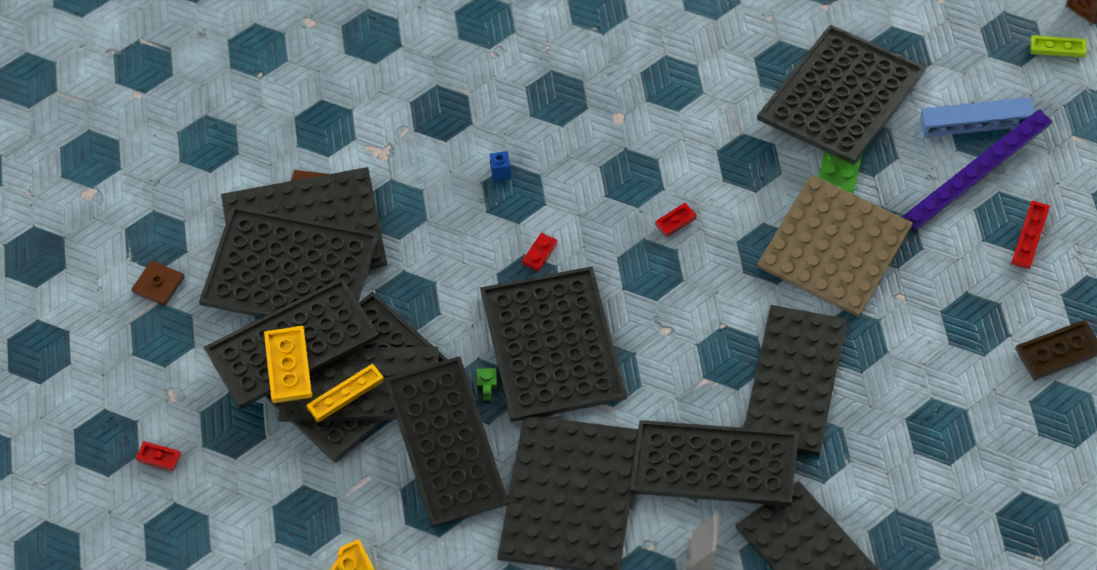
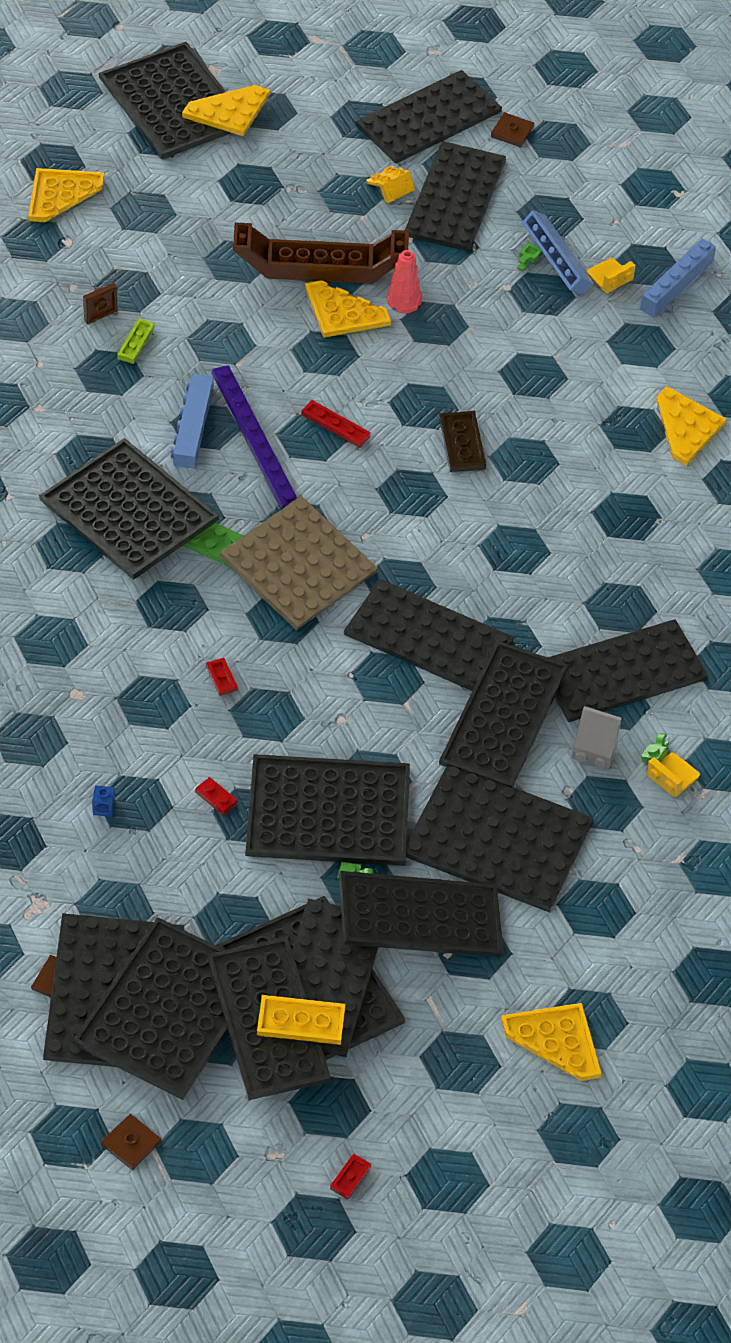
camera: 80 degrees left, 5 degrees down
(345, 393) = (344, 982): yellow plate -> none

